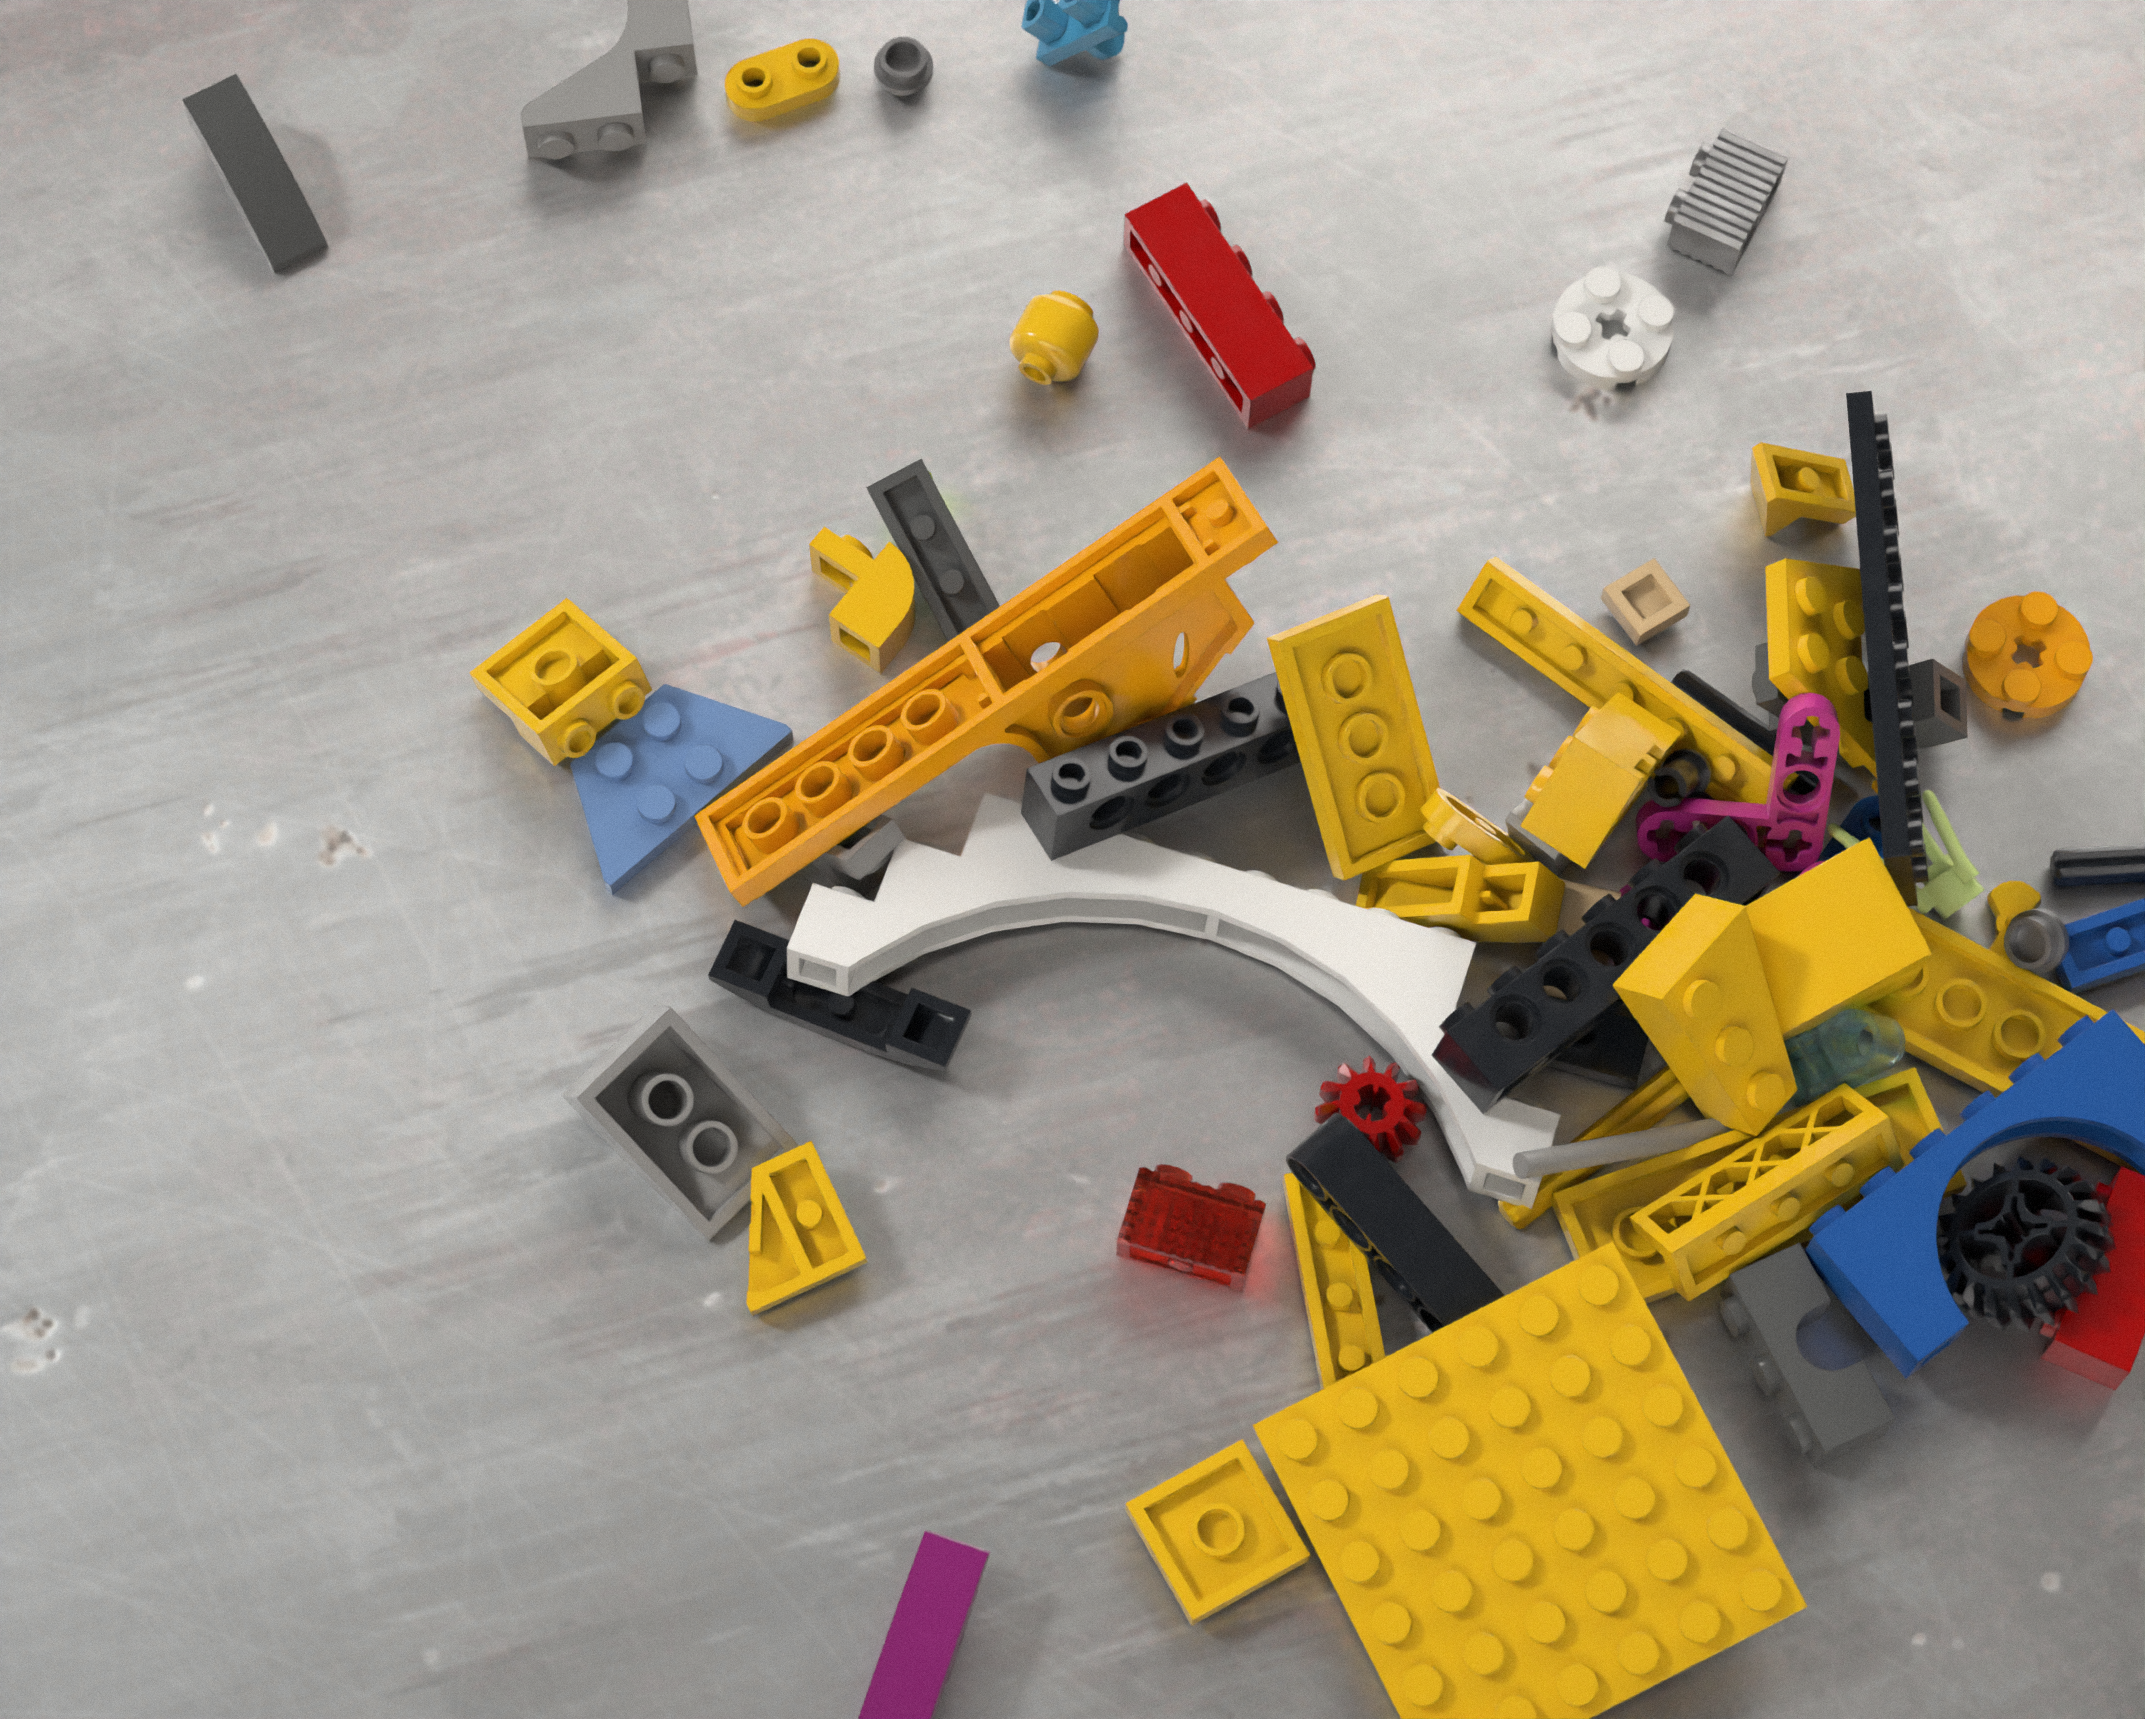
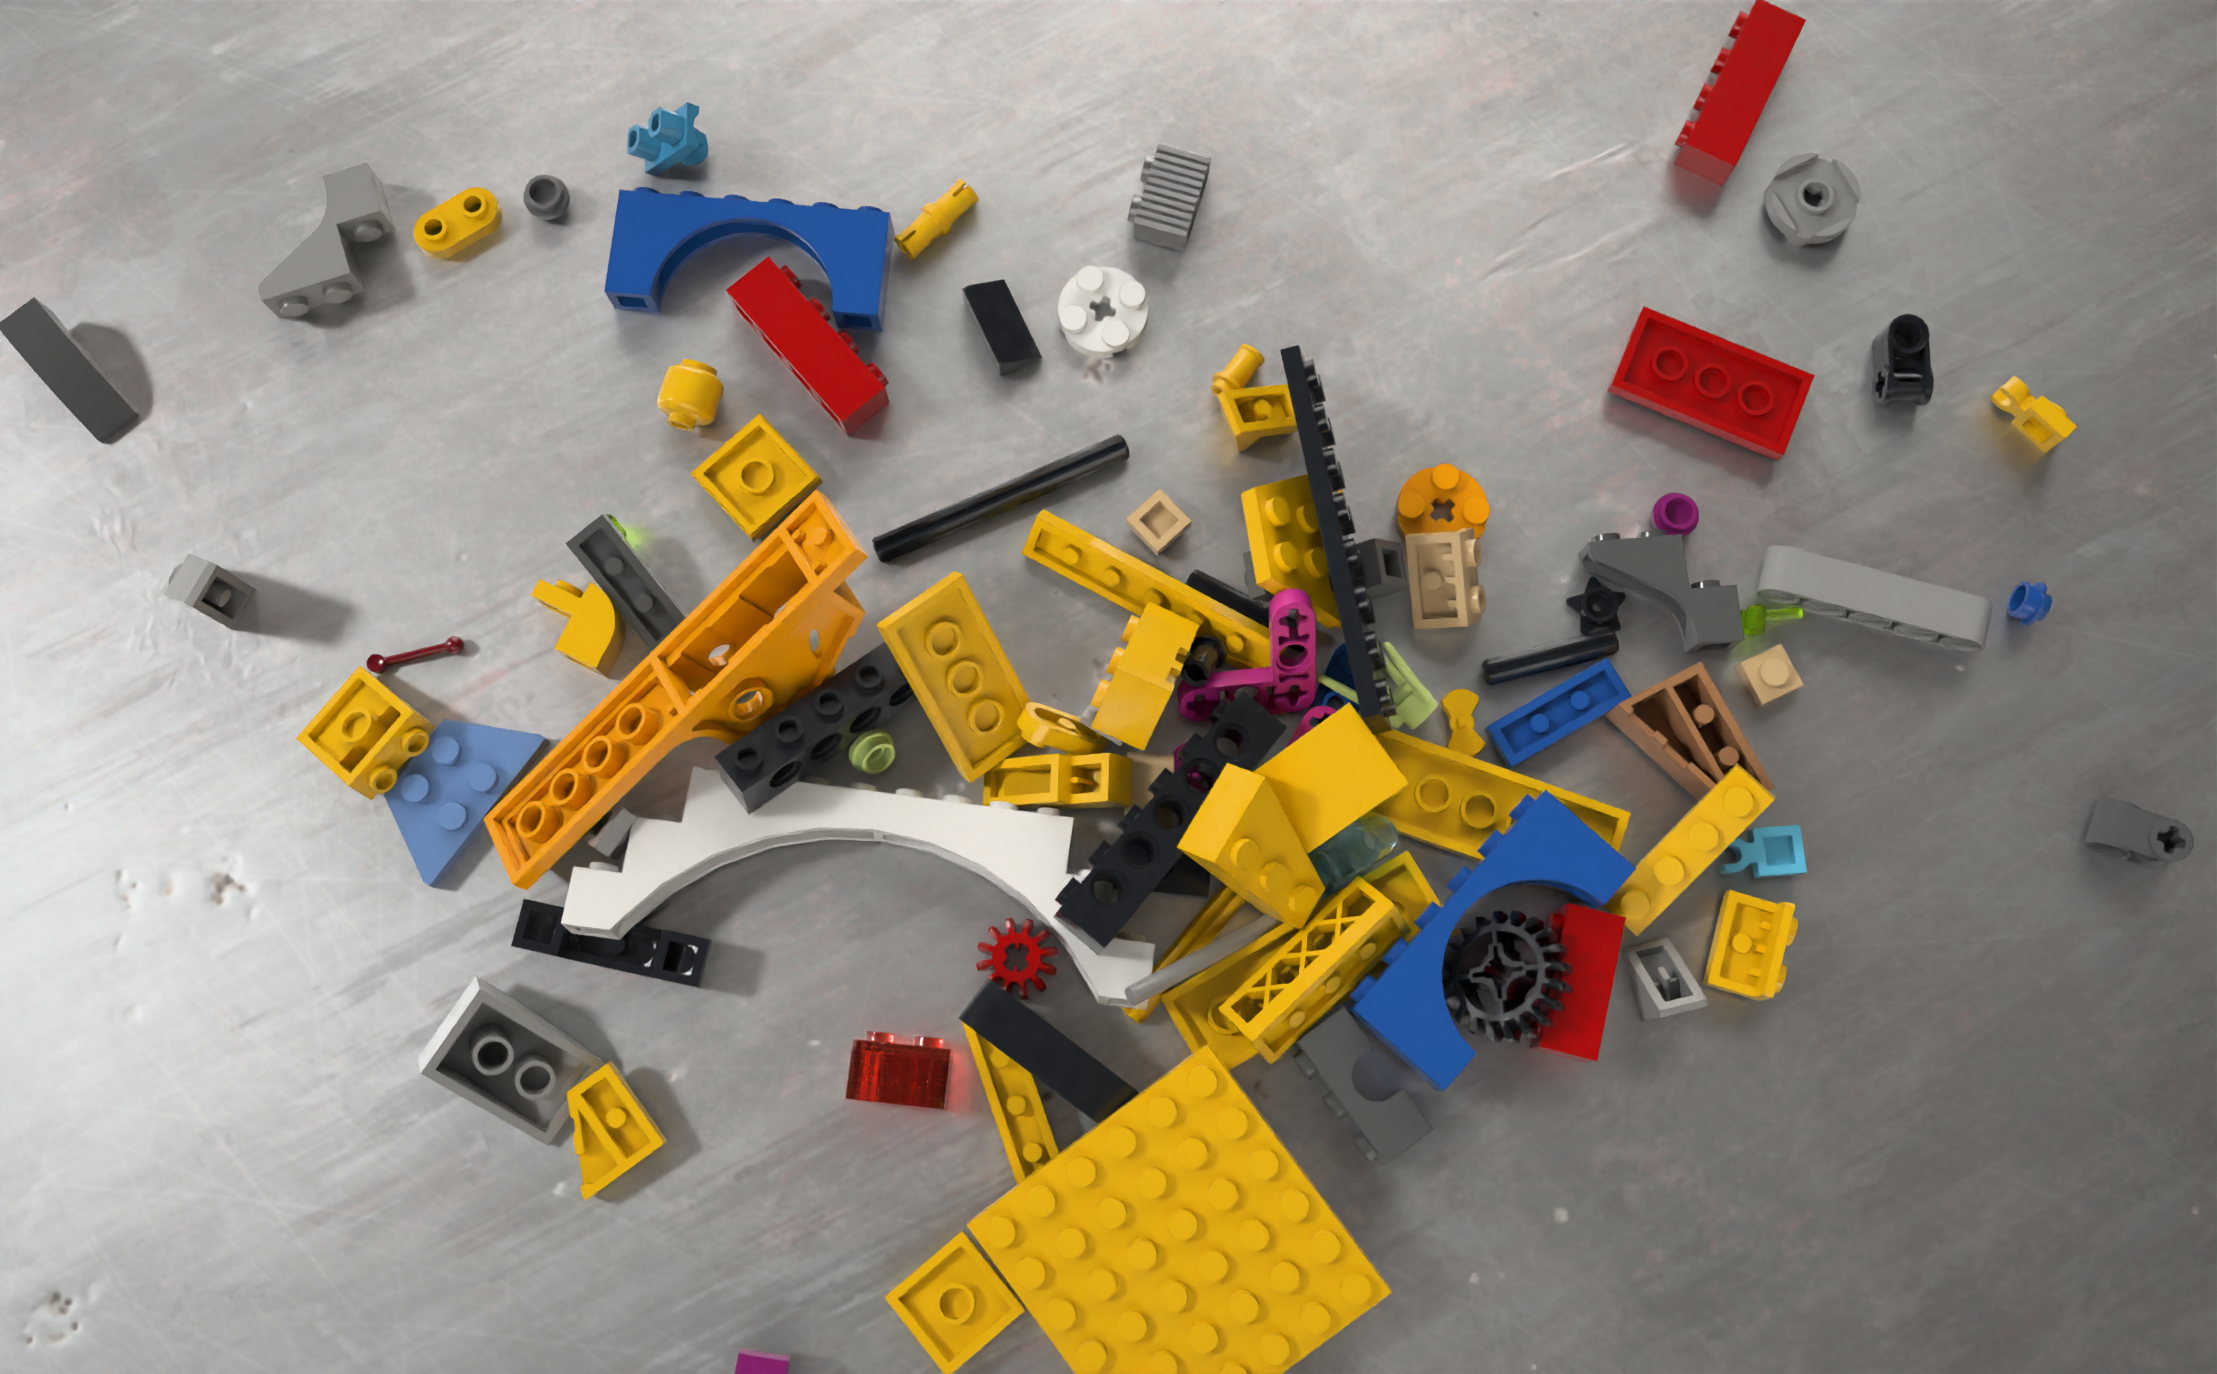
camera: 10 degrees left, 10 degrees up
(391, 469) = (209, 590): none -> light grey slope
(689, 597) = (379, 663): none -> dark red hinge
(1055, 130) = (663, 231): none -> blue arch
(1119, 454) = (756, 477): none -> yellow plate
(1220, 820) = (872, 751): none -> yellowish green plate
(1410, 178) = (936, 219): none -> yellow pin
(1439, 537) = (1000, 498): none -> black axle
(1473, 324) = (1001, 325): none -> black slope
(1783, 429) = (1238, 370): none -> yellow pin
(2018, 734) = (1445, 579): none -> tan bracket
(2036, 941) = (1481, 738): flat silver plate -> none

